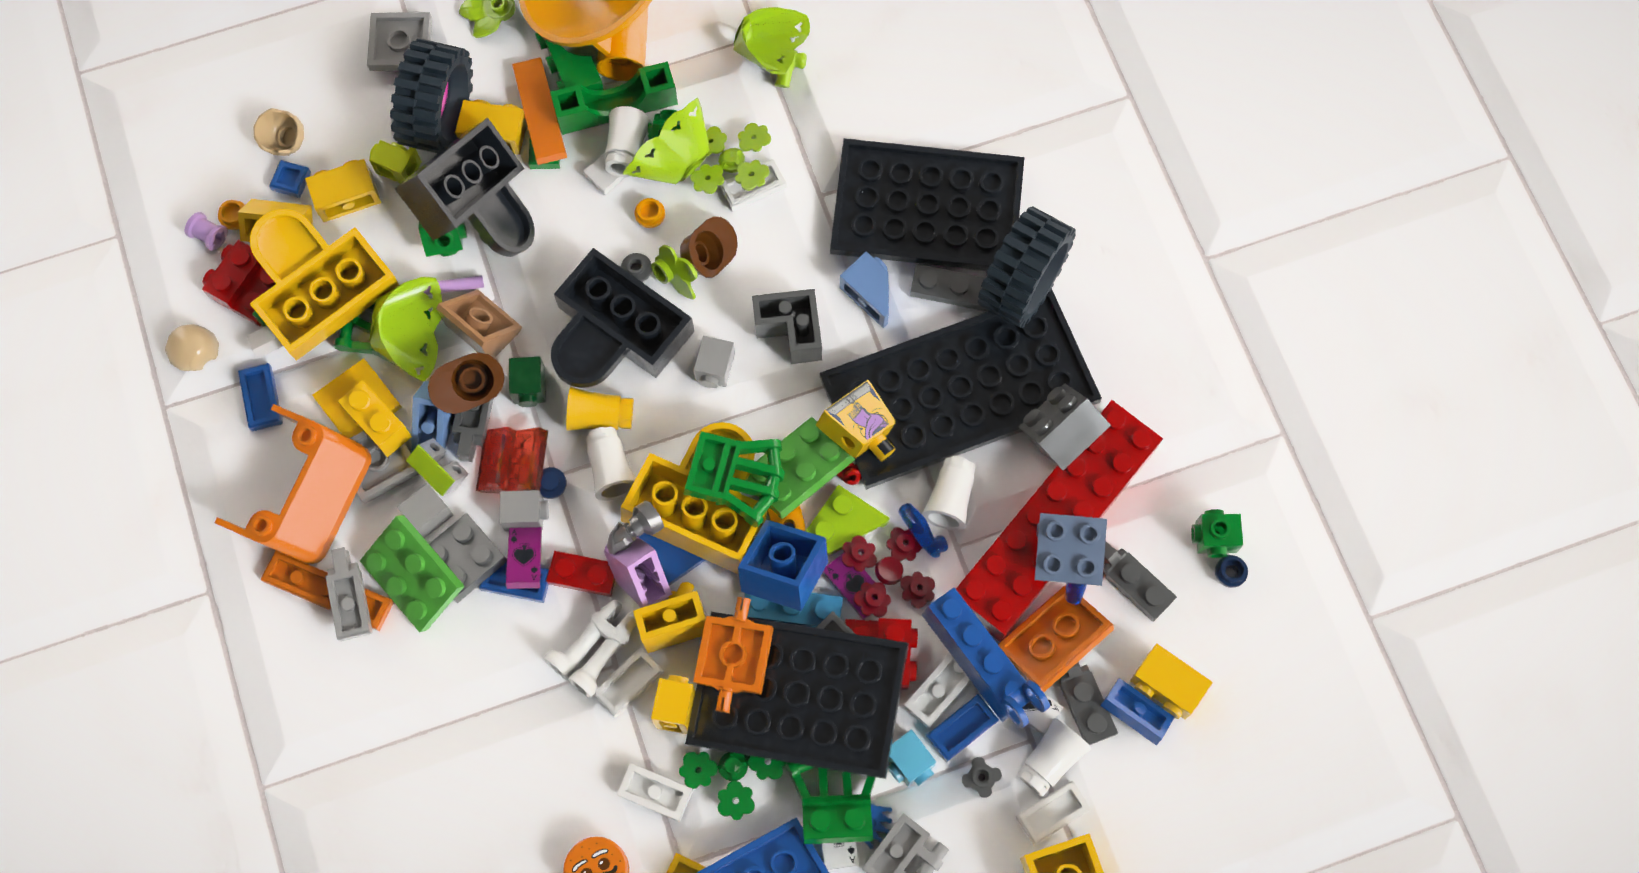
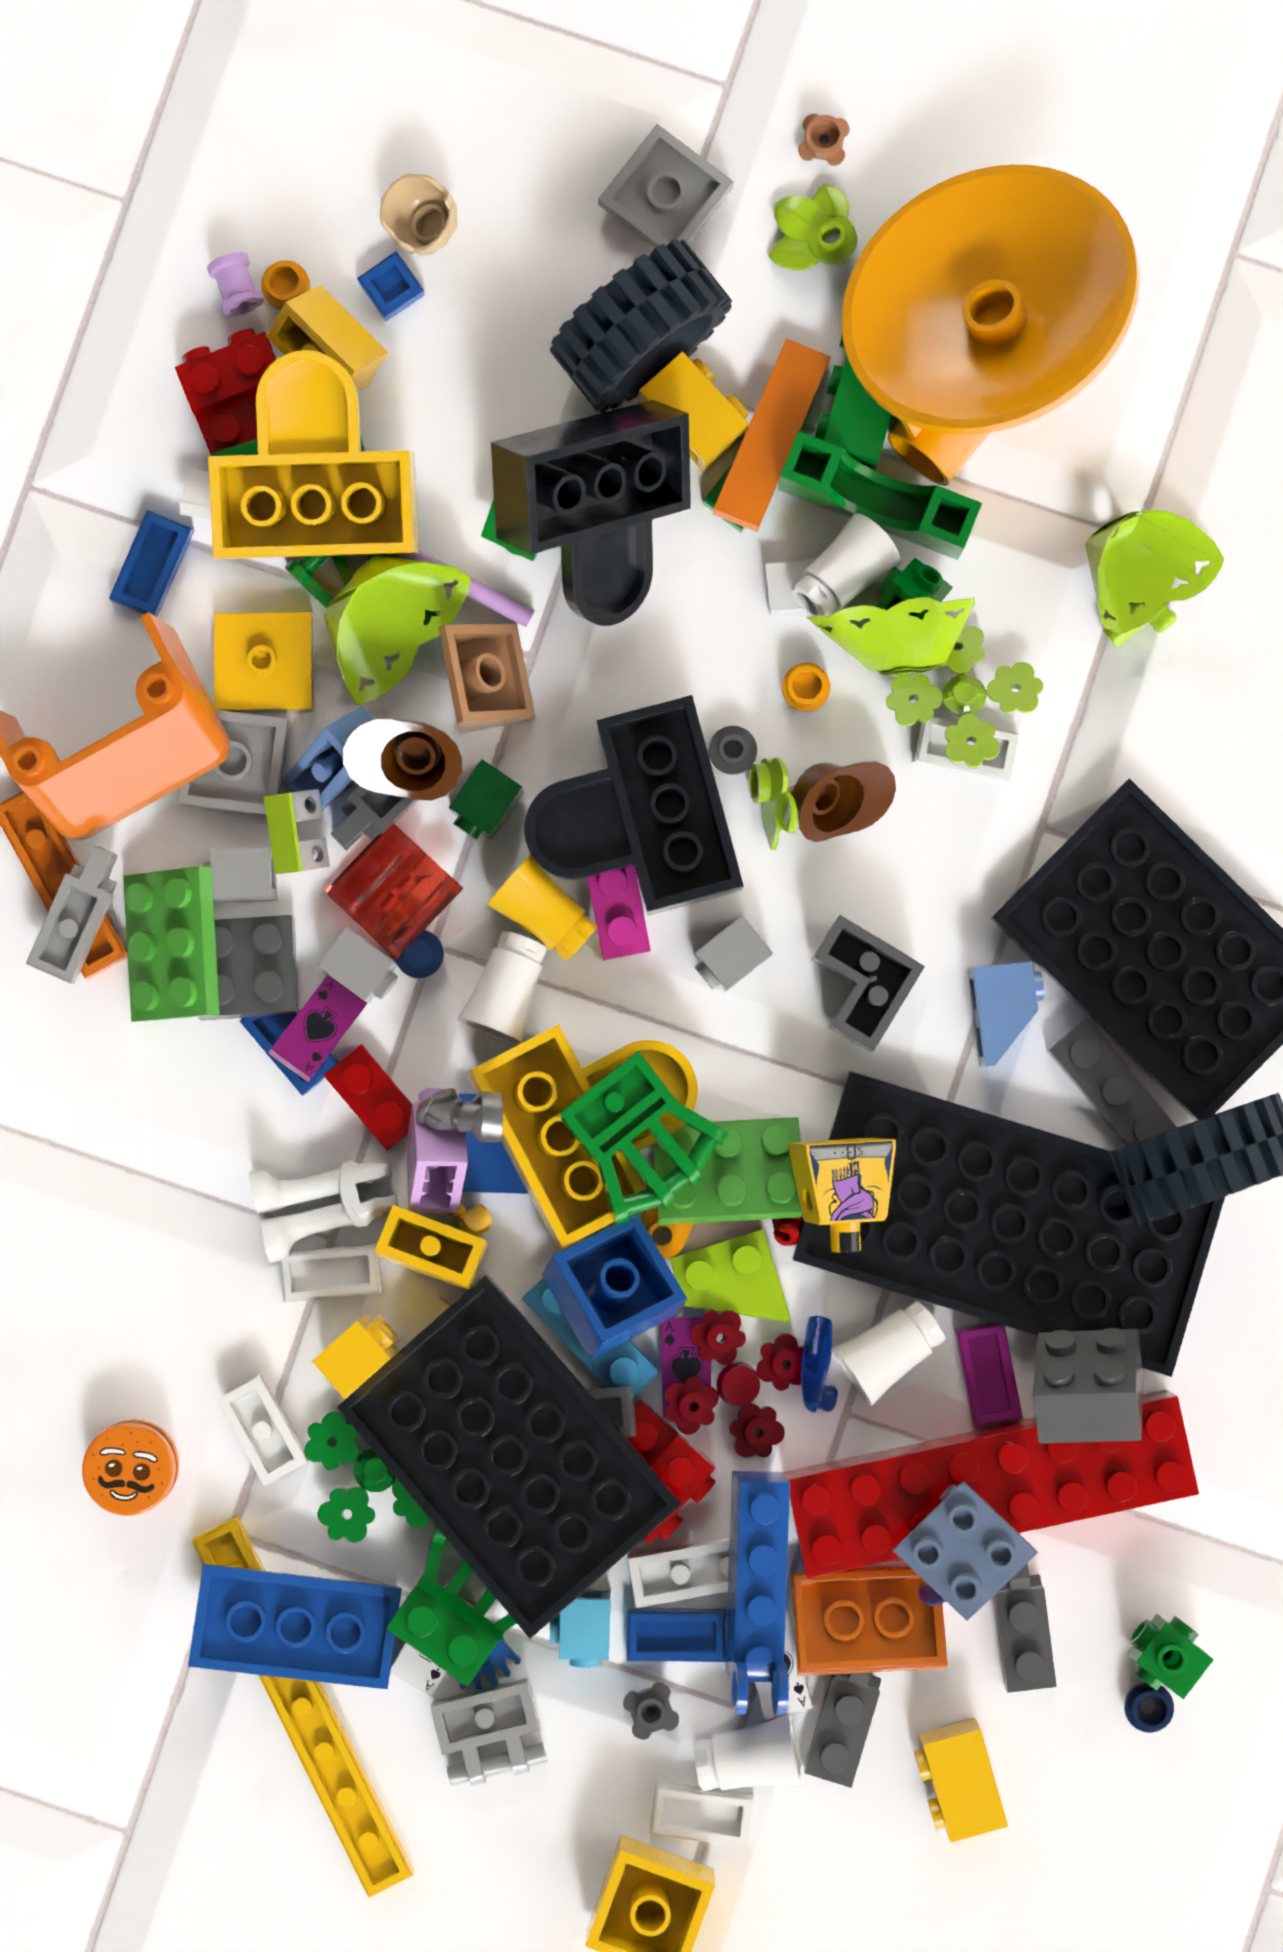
camera: 40 degrees right, 15 degrees up
(191, 347) = (112, 433): tan hair -> none
(343, 190) = (444, 357): yellow brick -> none
(374, 418) = (262, 715): yellow brick -> none
(394, 160) = (535, 367): neon yellow brick -> none
(636, 383) = (619, 914): none -> dark pink hinge
(733, 655) = (467, 1354): orange plate -> none
(1011, 470) = (988, 1374): none -> magenta tile
(1137, 711) = (894, 1782): blue plate -> none

